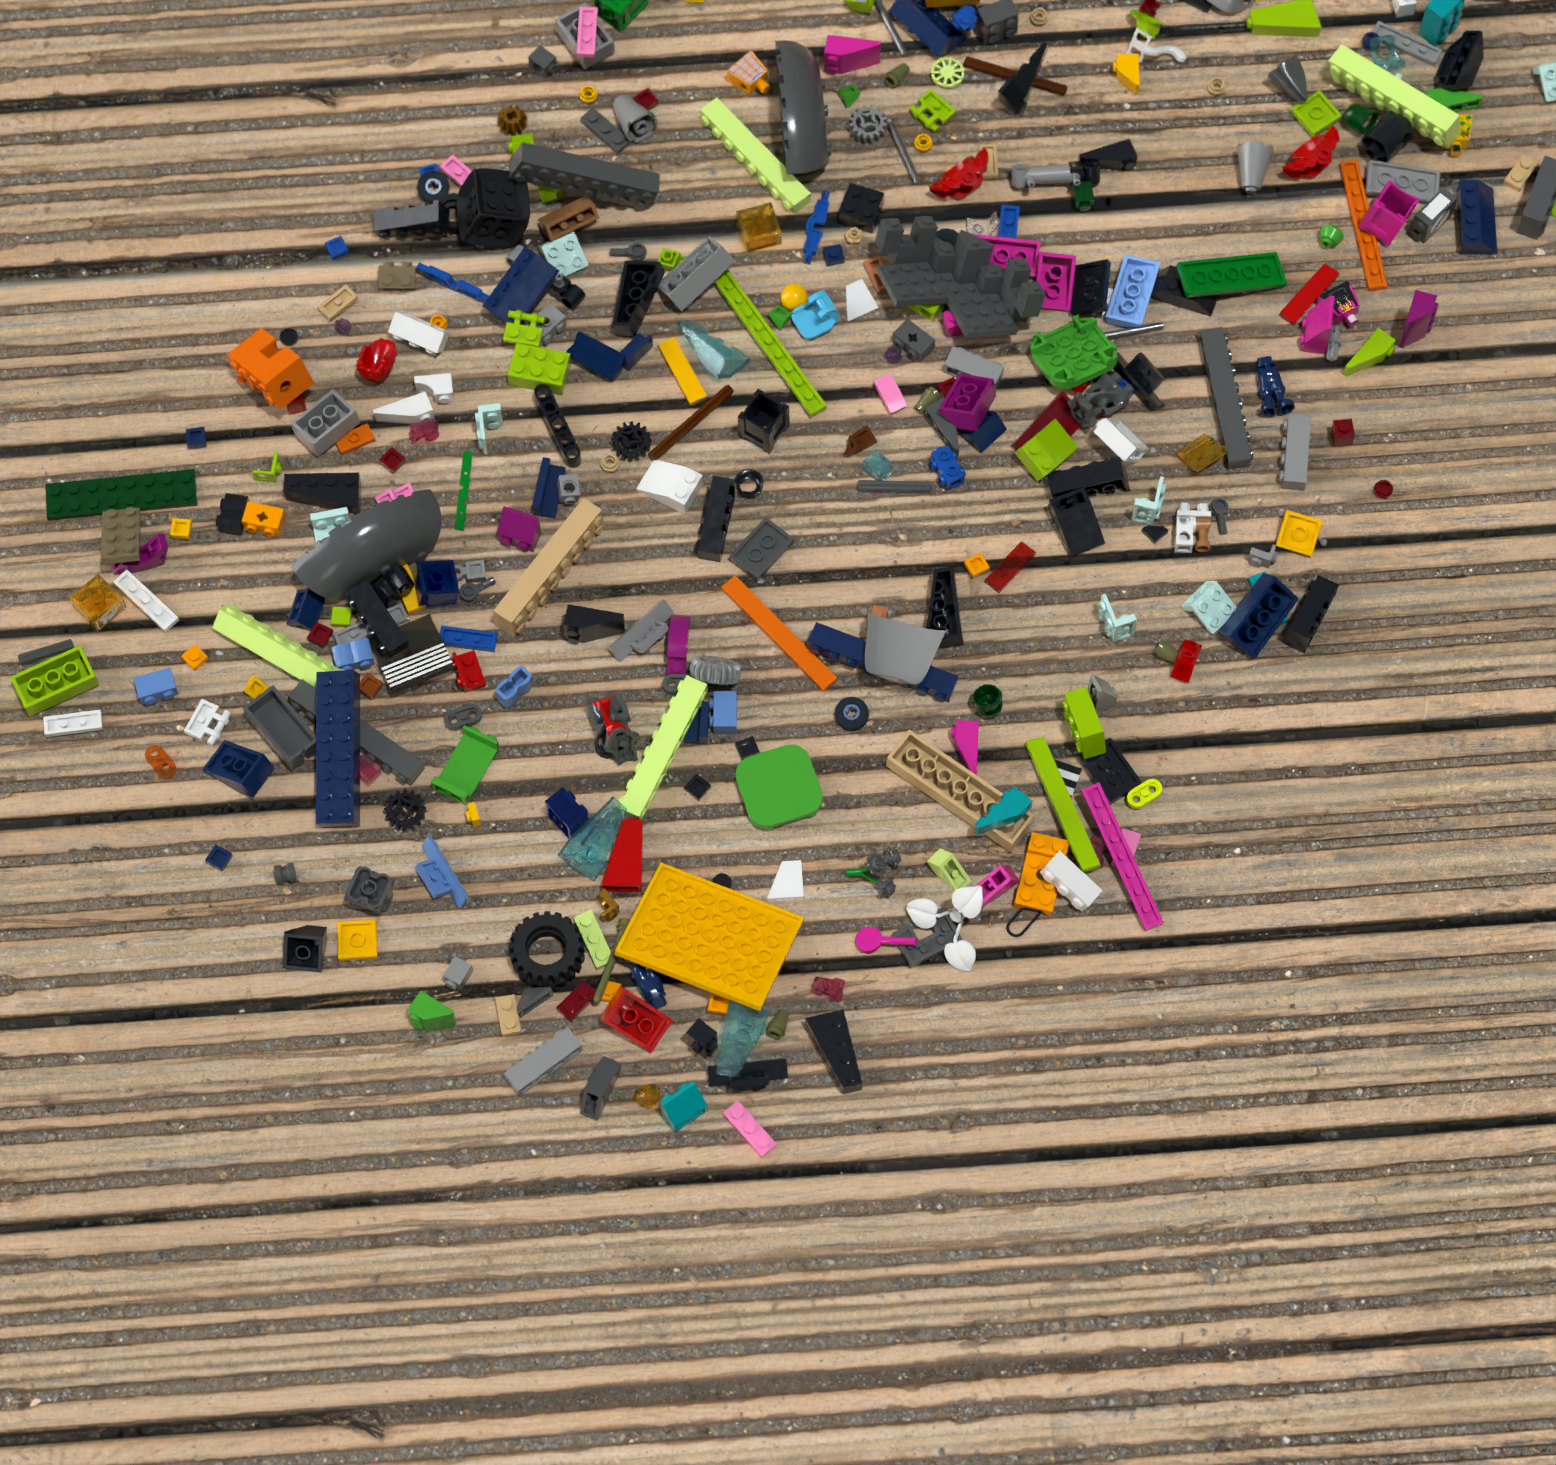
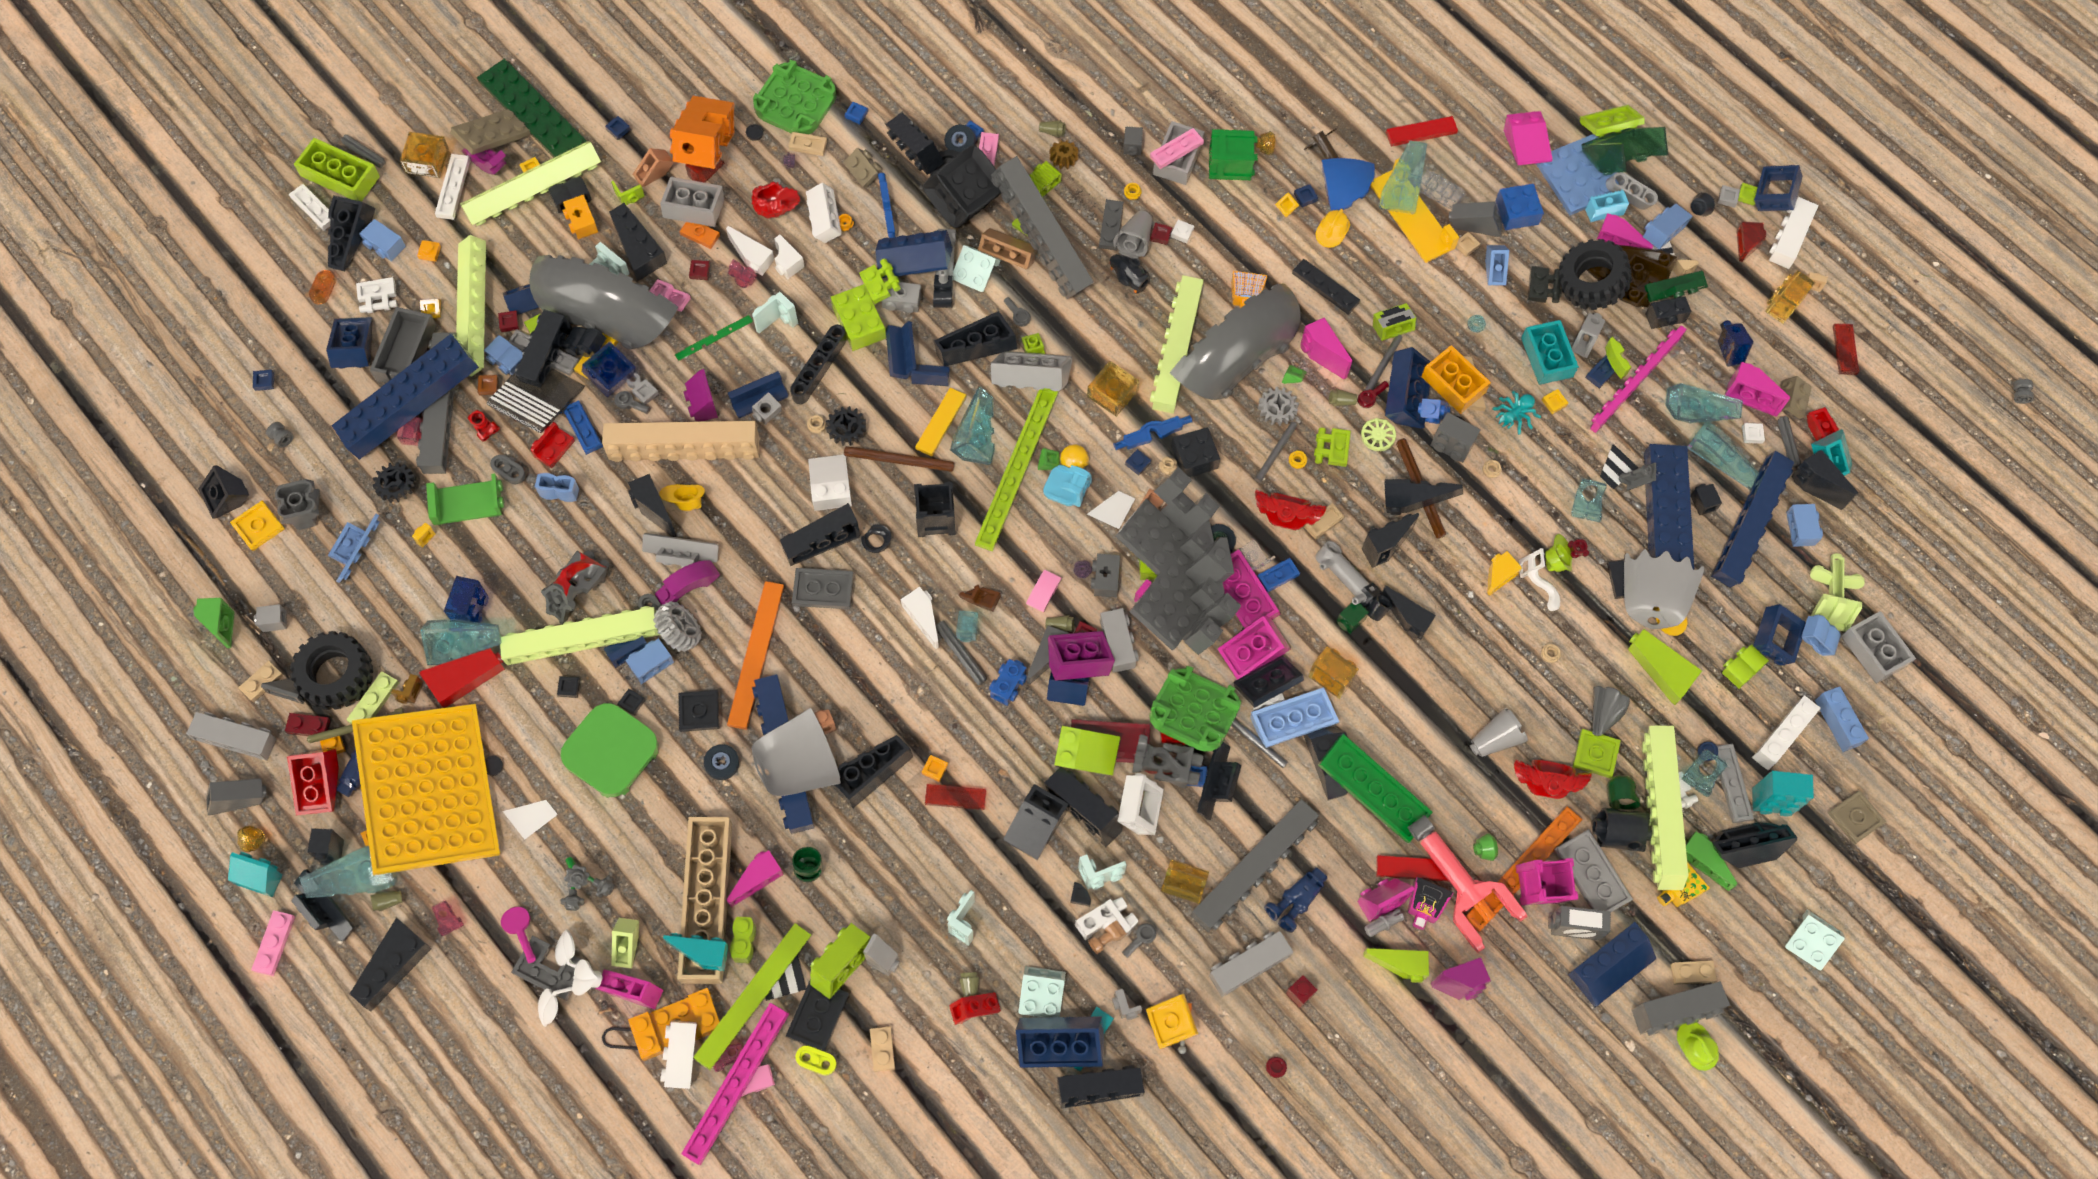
camera: 50 degrees right, 0 degrees up
(119, 707) = (347, 221): none -> black wedge
(198, 536) = (530, 183): none -> yellowish green brick
(260, 434) = (653, 166): none -> nougat slope
(283, 285) = (794, 98): none -> bright green tile
(409, 711) = (485, 427): none -> red plate
(480, 111) = (1053, 128): none -> olive cone
(600, 596) = (683, 496): none -> yellow piece
(655, 83) = (1182, 231): none -> white plate
(663, 145) = (1130, 272): none -> black animal
(790, 18) = (1326, 286): none -> black plate
(795, 703) = (698, 710): none -> black plate
(843, 491) = (920, 610): none -> white slope
(911, 57) = (1368, 397): none -> dark red plate
(1006, 779) = (741, 945): none -> lime brick
(1044, 127) = (1384, 542): none -> black slope
(1119, 238) = (1333, 672): none -> clear yellow brick
(1169, 744) = (882, 1049): none -> tan plate
(1355, 270) = (1469, 891): none -> coral piece

